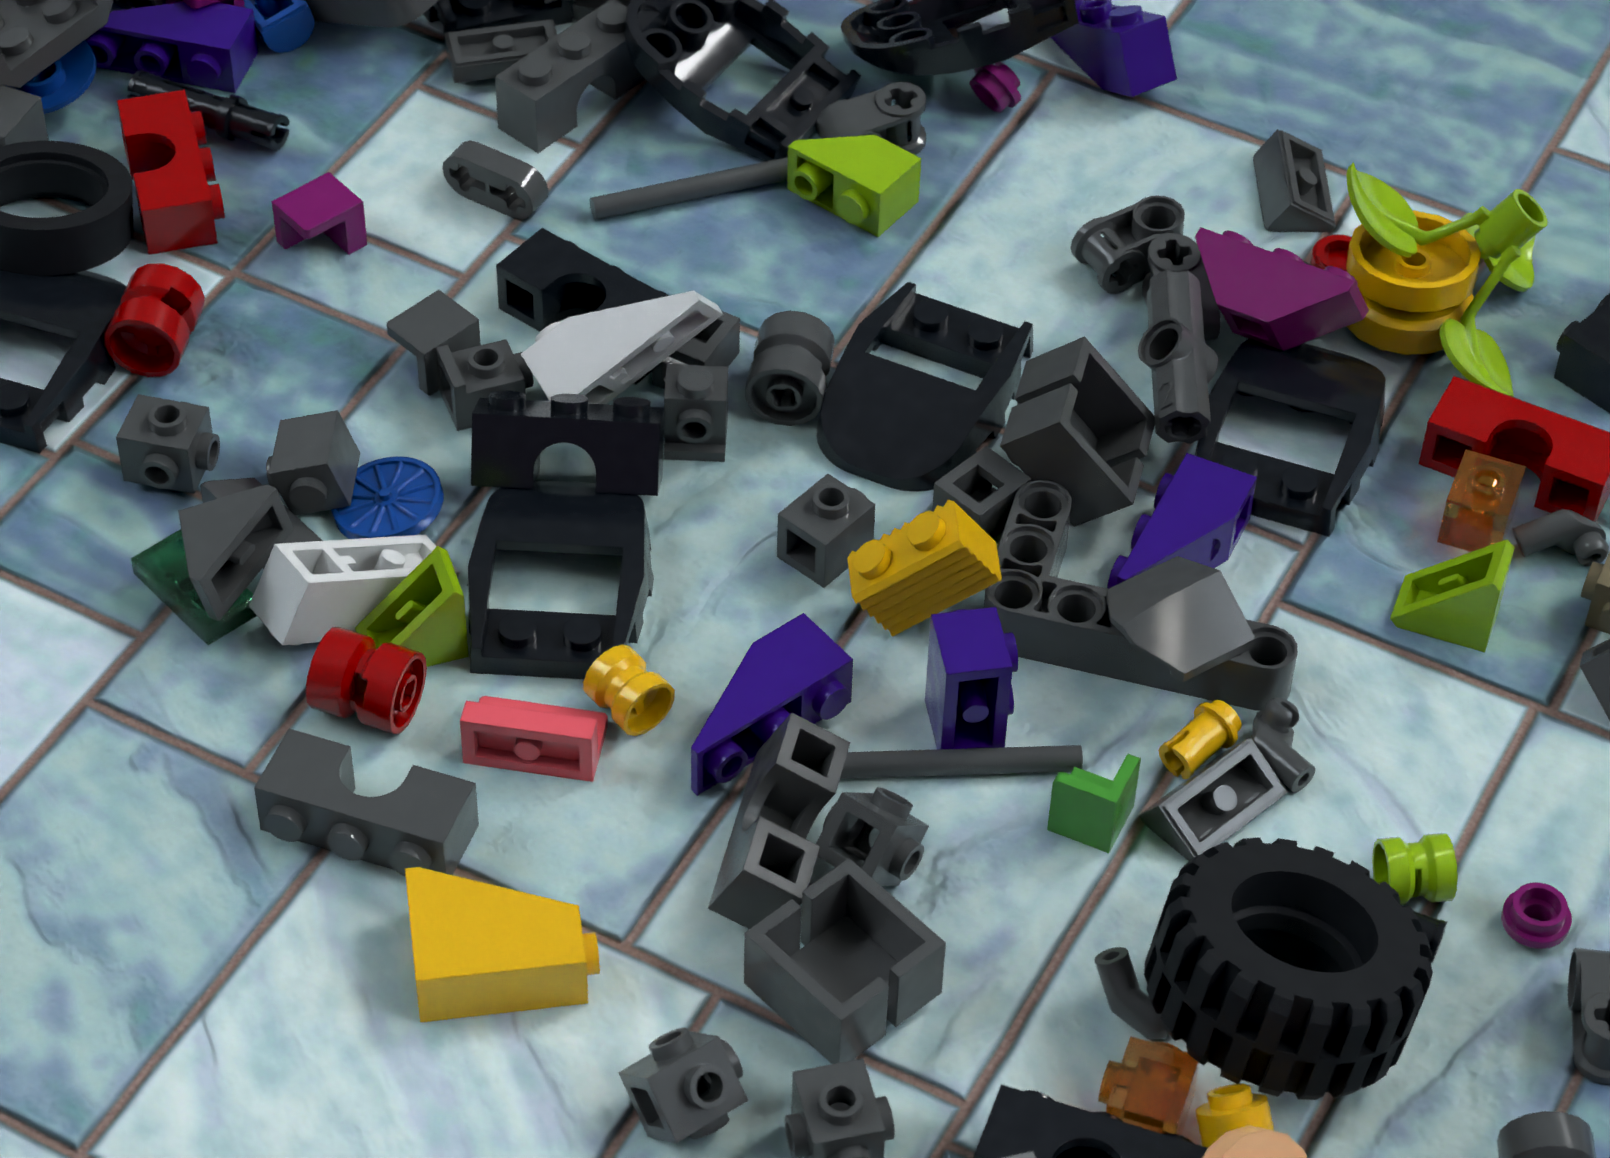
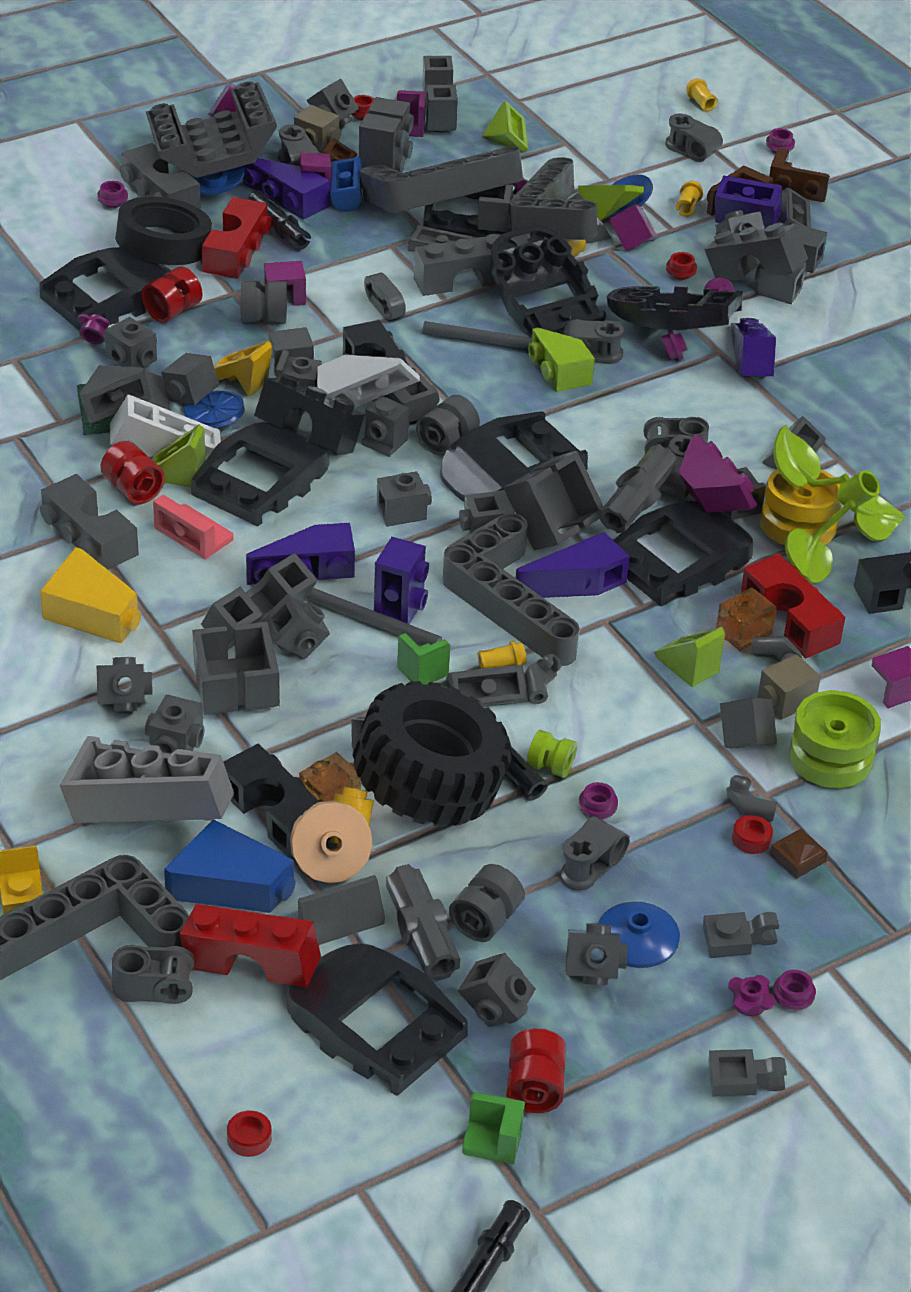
camera: 30 degrees right, 5 degrees down
(69, 438) = (93, 328): none -> magenta plate
(324, 268) = (264, 301): none -> dark grey wheel
(385, 396) = (246, 365): none -> yellow slope
(635, 696) = (247, 525): yellow wheel -> none
(923, 567) = (427, 522): yellow brick -> none
(1180, 616) = (523, 596): dark grey slope -> none

